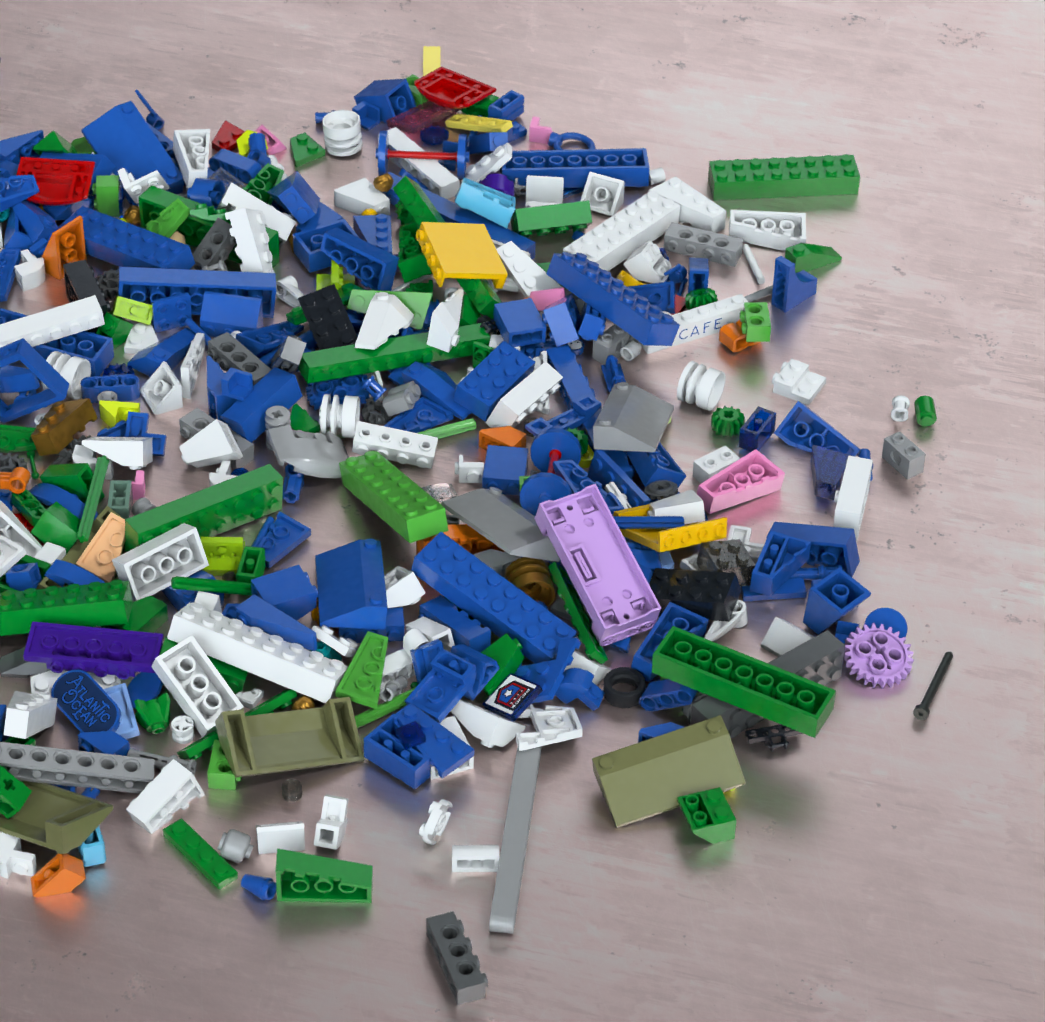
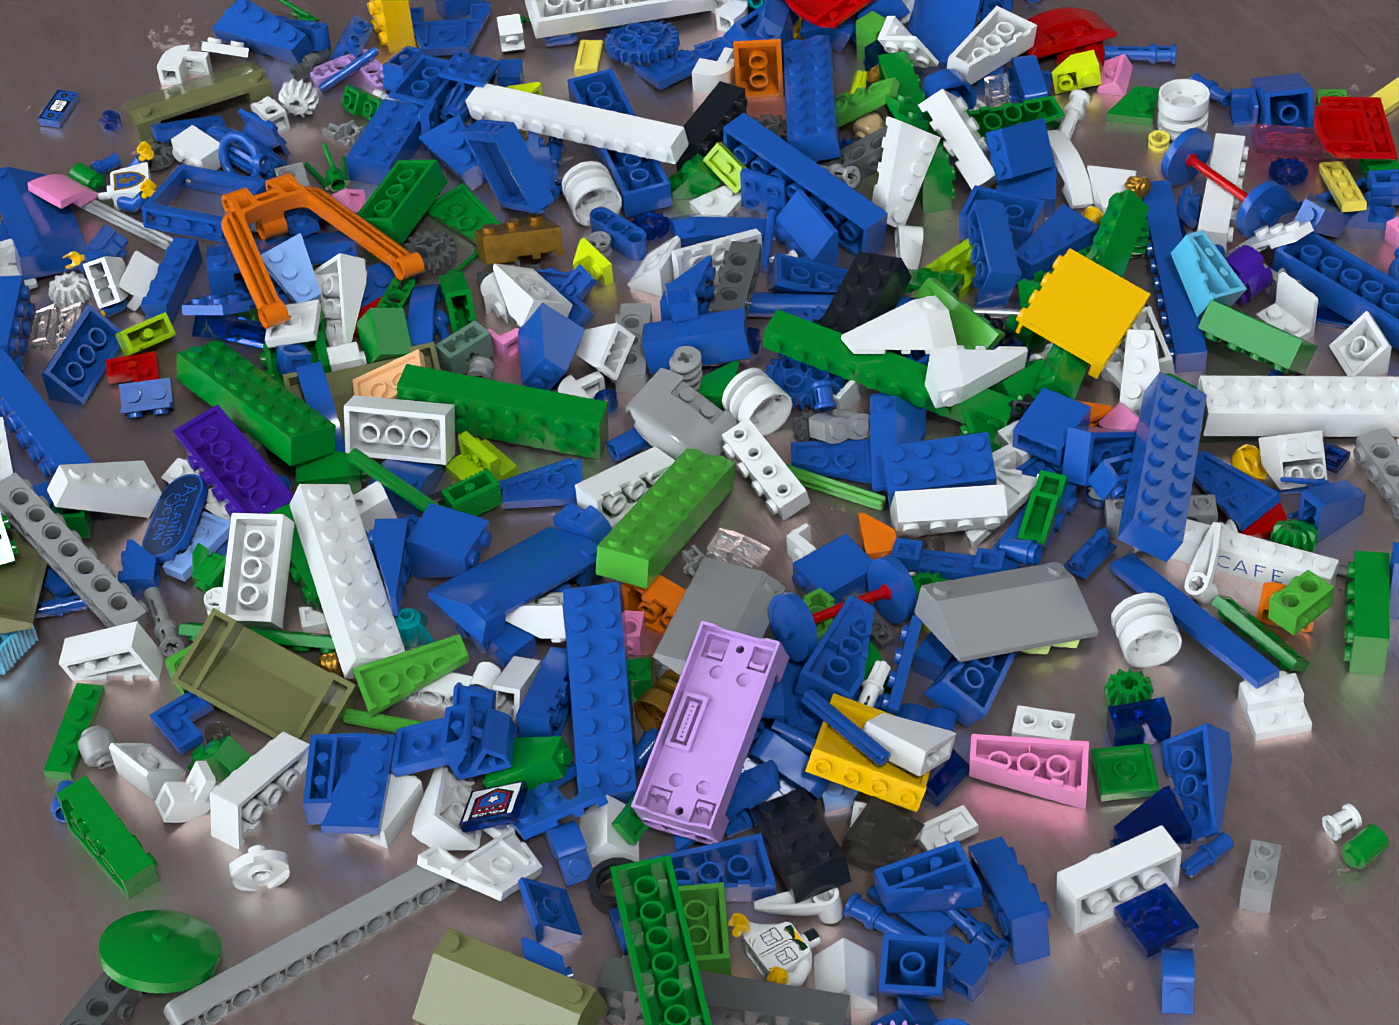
camera: 55 degrees right, 5 degrees up
(92, 499) = (436, 327): green axle -> none
(178, 466) = (546, 347): none -> blue slope
(220, 127) = (1067, 29): none -> red slope
(257, 801) = (177, 720): none -> blue plate
(258, 149) = (1063, 84): blue piece -> none
(273, 117) = (1147, 53): none -> blue pin
(288, 354) = (759, 303): brick -> none
(310, 800) = (222, 757): none -> green slope
(331, 509) = (622, 485): none -> white wedge
(333, 199) = (1072, 170): none -> white slope
(337, 537) = (583, 522): none -> blue brick
(344, 160) = (1158, 141): none -> light yellow bush
(344, 646) = (422, 620): white plate -> none
(366, 792) = (256, 787): none -> white wedge
(393, 688) = (417, 710): light grey pin -> none
(410, 735) = (342, 765): clear blue plate -> none
(445, 900) = (159, 951): none -> green dish
(475, 858) = (250, 929): white brick -> none
(573, 362) = (1043, 507): none -> green slope
(596, 388) = (1022, 550): none -> blue cone
(610, 728) = (549, 913): none -> blue slope
(661, 489) = (920, 709): dark grey gear -> none
(687, 338) = (1203, 569): none -> white piece
(730, 367) = (1197, 622): none -> blue tile
(753, 645) = (777, 949): none -> white torso
(756, 356) = (1252, 628): none -> green plate
(766, 603) = (875, 917): none -> blue pin
(782, 455) = (1124, 772): none -> green plate
(789, 308) = (1367, 612): none -> green brick
(886, 508) = (1156, 920): none -> clear blue plate
(933, 517) = (1178, 980): none -> blue brick

